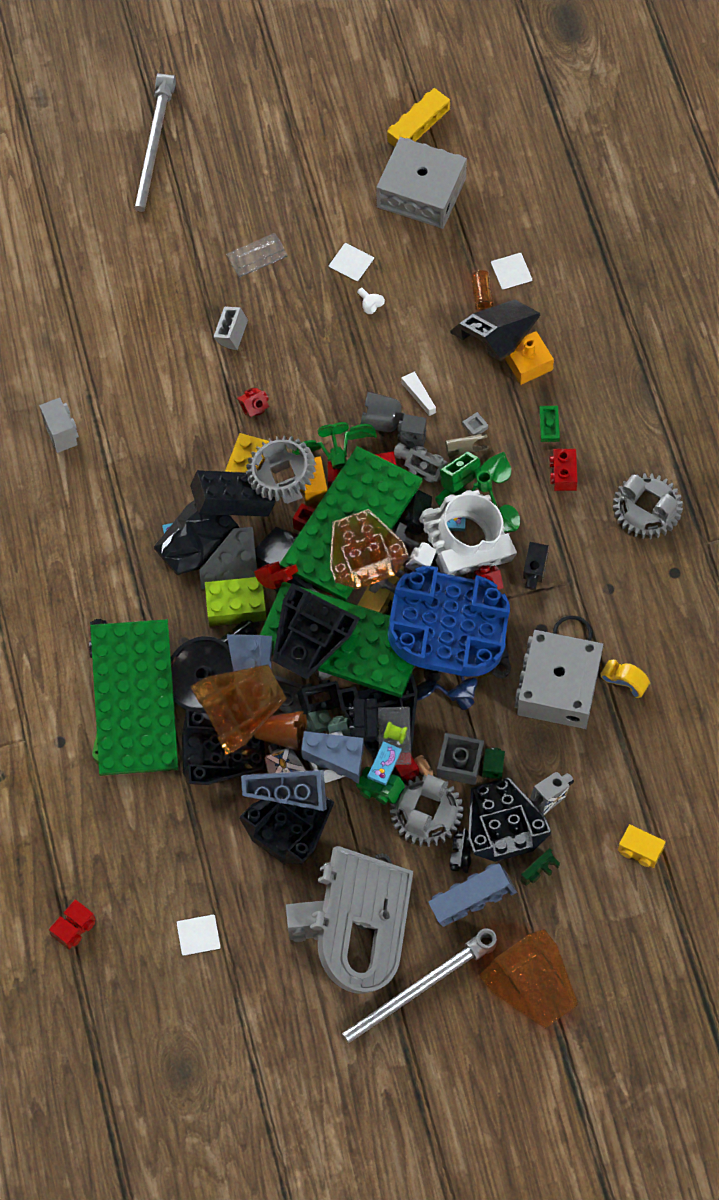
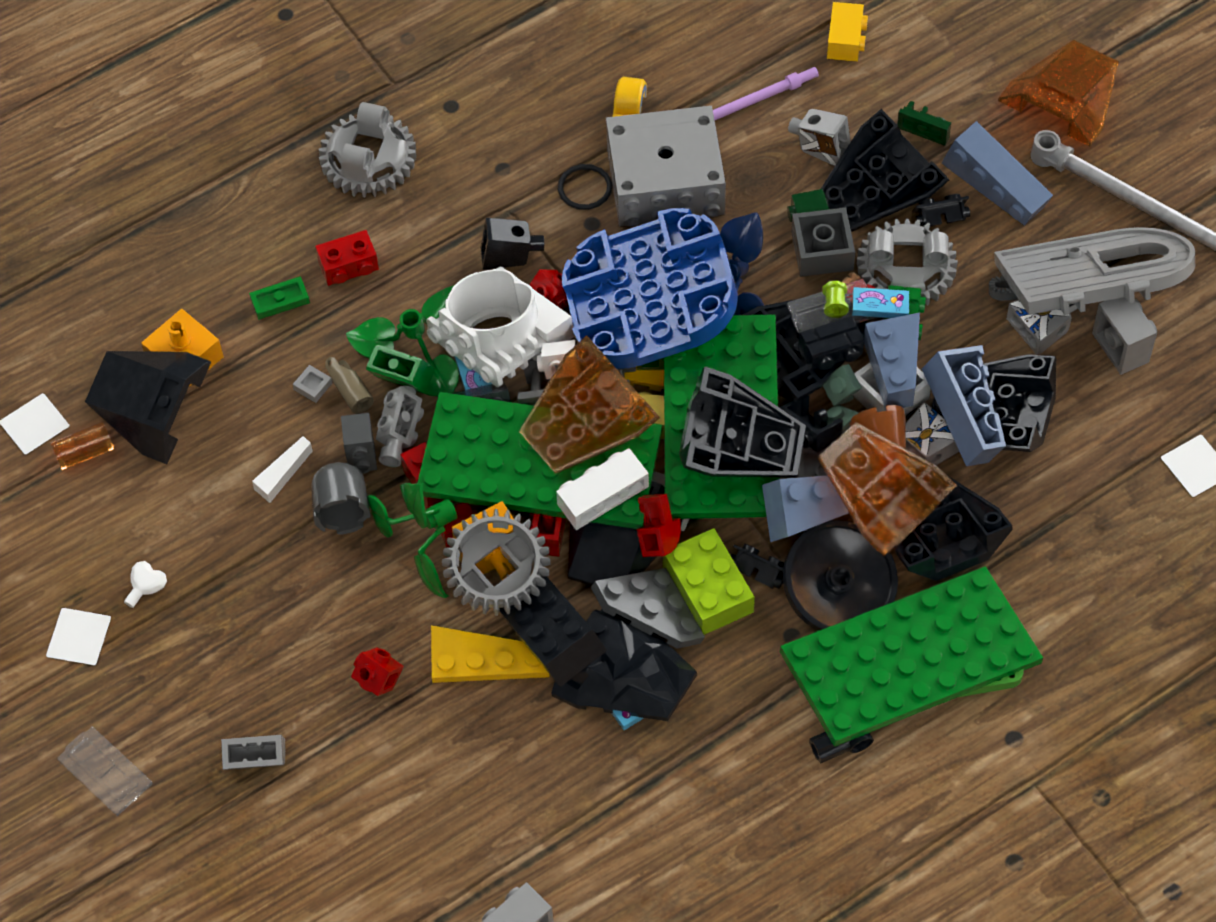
camera: 110 degrees left, 5 degrees down
(307, 541) = (602, 488): none -> white brick
(611, 795) = (791, 82): none -> lavender bar

